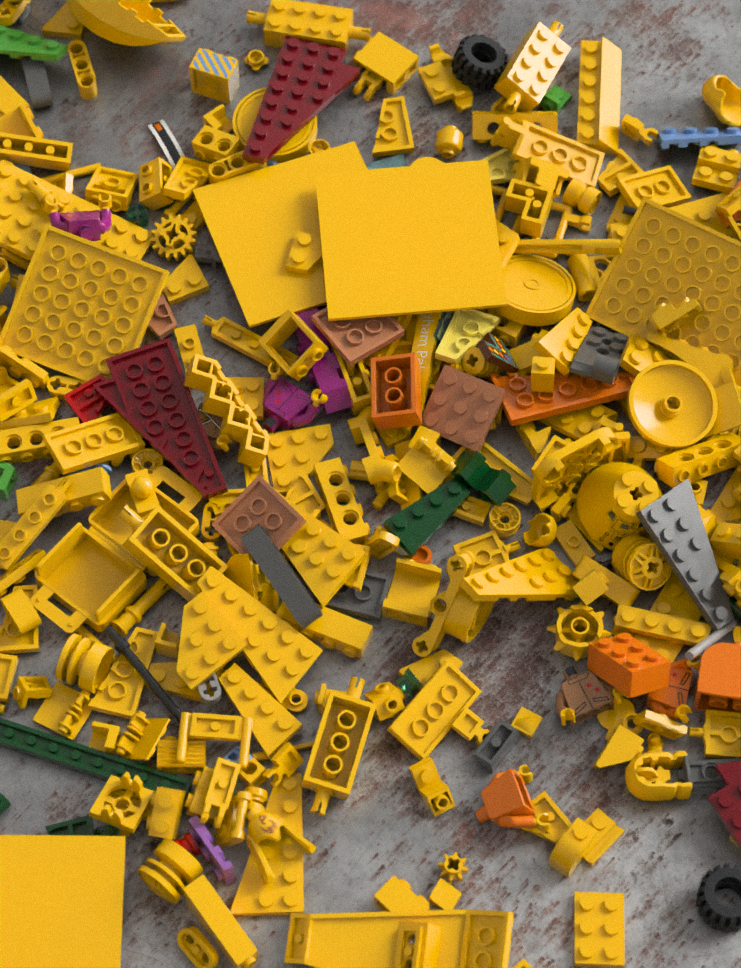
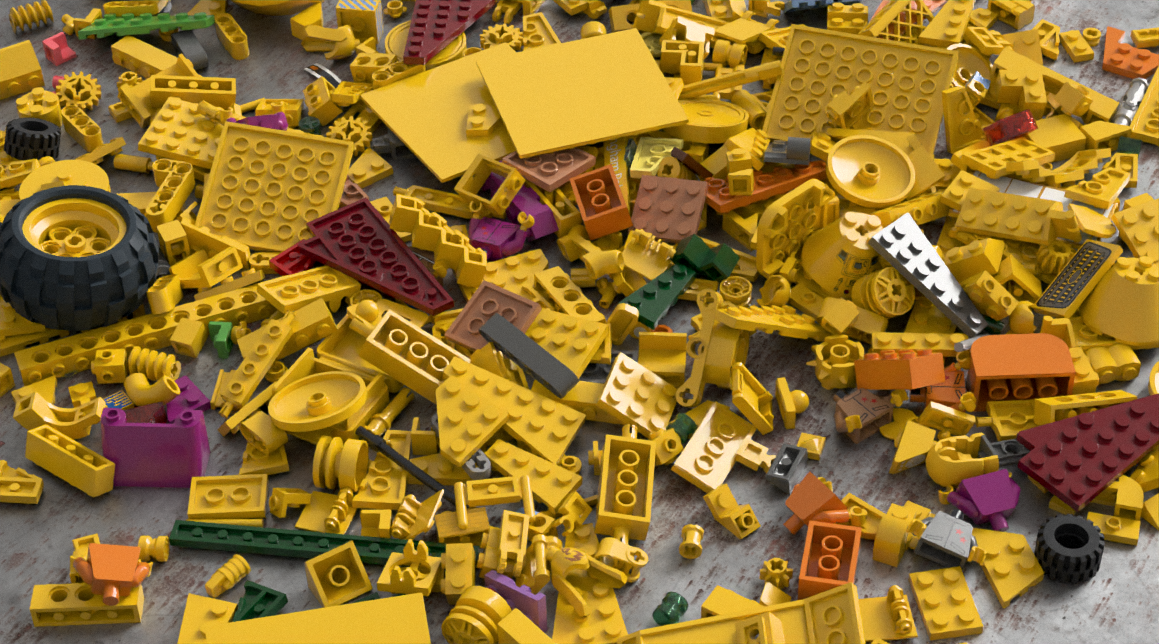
camera: 10 degrees left, 20 degrees down
(23, 477) = (239, 331): none -> yellow plate
(52, 525) = (276, 371): none -> yellow plate
(59, 790) = (337, 575): none -> yellow slope
(73, 593) = (317, 401): none -> yellow dish
(164, 66) = (310, 16): none -> yellow slope
(191, 102) = (338, 42): none -> yellow piece
(313, 825) = (621, 557): none -> yellow piece
(347, 888) = (671, 609): none -> clear green wheel
(355, 127) = (501, 34): none -> yellow gear
(376, 639) = (637, 396): none -> yellow plate
(386, 814) = (690, 546): none -> yellow bush
(475, 662) = (748, 395): none -> yellow container
(503, 869) = (828, 557): none -> orange brick
(523, 669) = (790, 402): none -> yellow tile
(539, 398) = (741, 182): none -> yellow slope
(539, 935) = (887, 616): none -> yellow hinge
(604, 168) = (744, 28): none -> yellow flag
(618, 865) = (946, 539): none -> torso
(669, 895) = (1008, 563): none -> yellow wing
(670, 824) = (985, 498): none -> magenta torso

